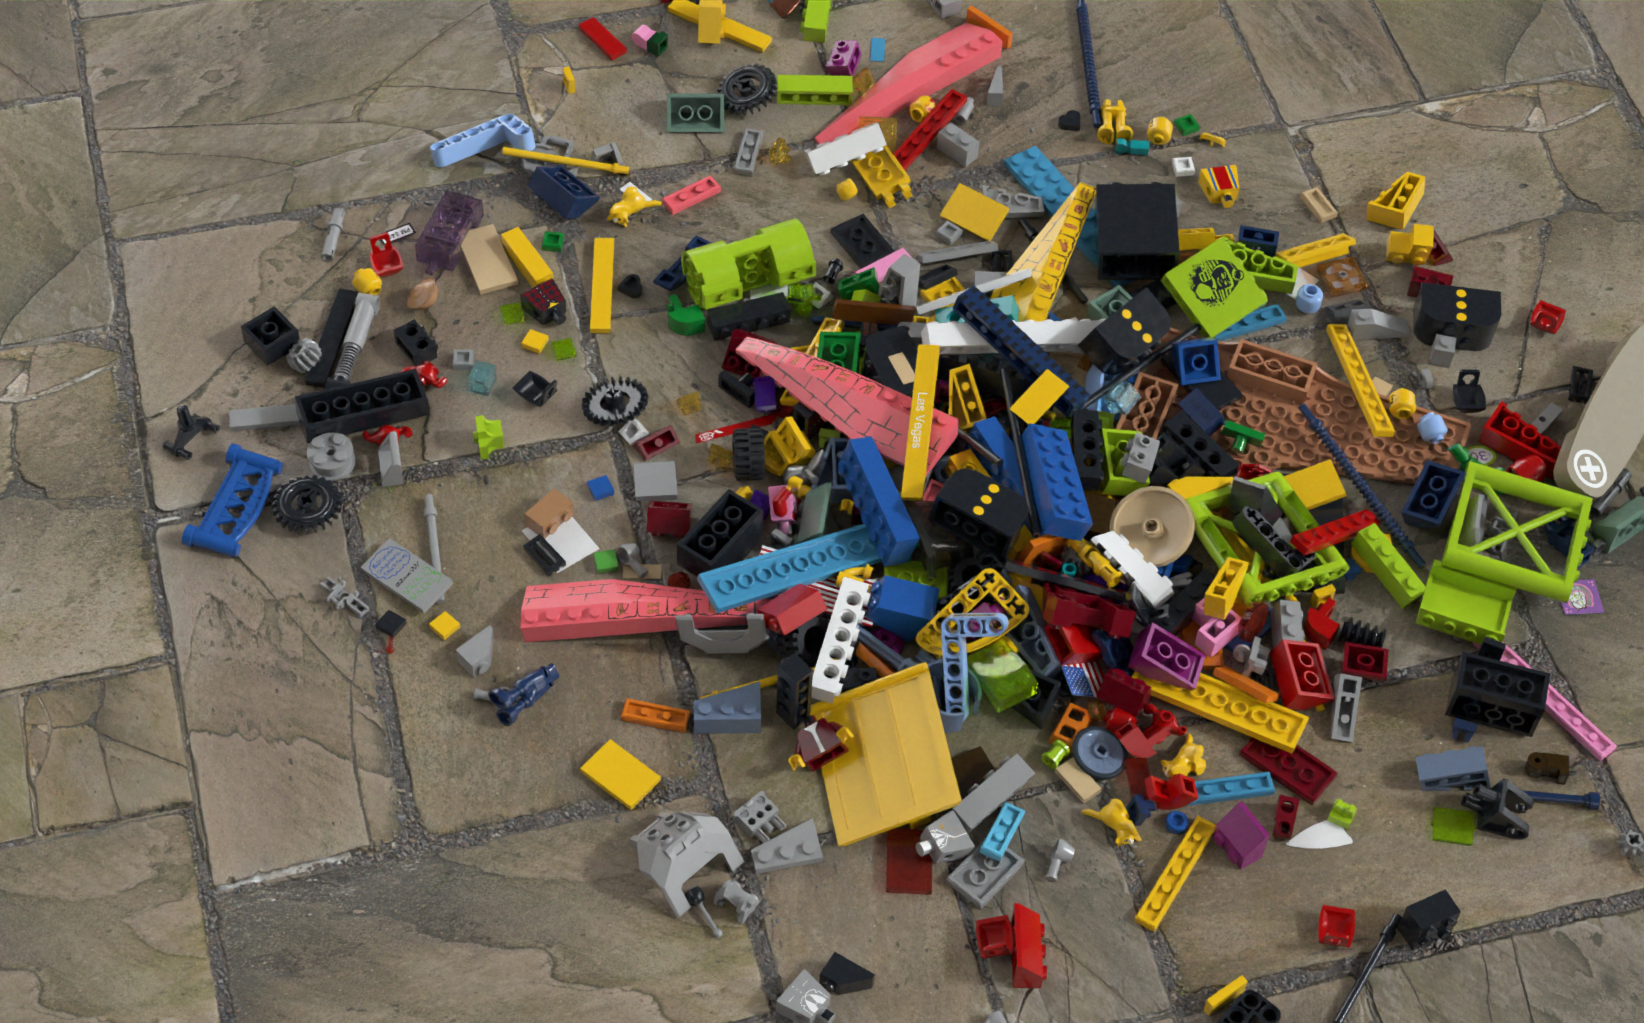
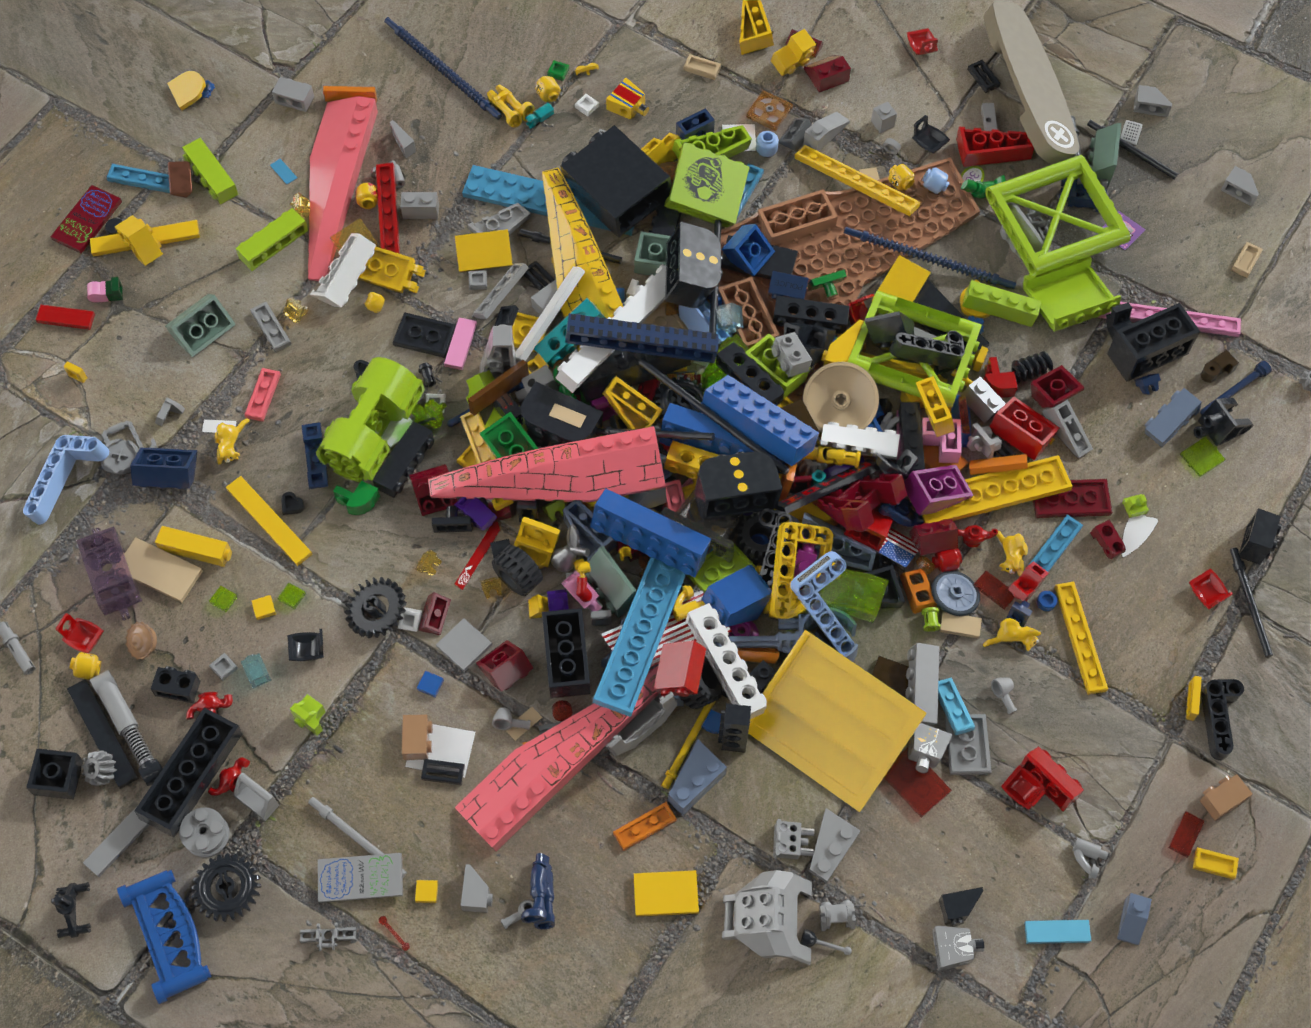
camera: 40 degrees left, 10 degrees up
(391, 623) = (387, 926): black tile -> none
(399, 232) = (64, 604): sticker -> none
(545, 303) = (243, 570): black torso -> none
(552, 241) = (195, 515): green tile -> none
(606, 561) = (492, 738): bright green tile -> none
(615, 168) = (183, 418): yellow bar -> none
(750, 95) = (231, 281): black gear -> none
(819, 743) = (779, 748): dark red torso -> none
(844, 58) = (270, 198): magenta brick -> none
(864, 280) = (458, 371): green bracket -> none
(920, 423) = (632, 450): yellow tile -> none
(1039, 397) = (689, 364): yellow sticker -> none
(1070, 121) = (477, 126): black tile -> none
(1141, 743) = (977, 562): red brick -> none
(1241, 836) = (1100, 577): magenta slope -> none
(1317, 250) = (738, 102): yellow fence -> none
(1333, 532) = (952, 306): red plate -> none
(1432, 495) = (985, 230): dark blue slope -> none
(1456, 312) = (870, 84): black brick -> none
(1529, 467) = (1018, 163): red piece -> none

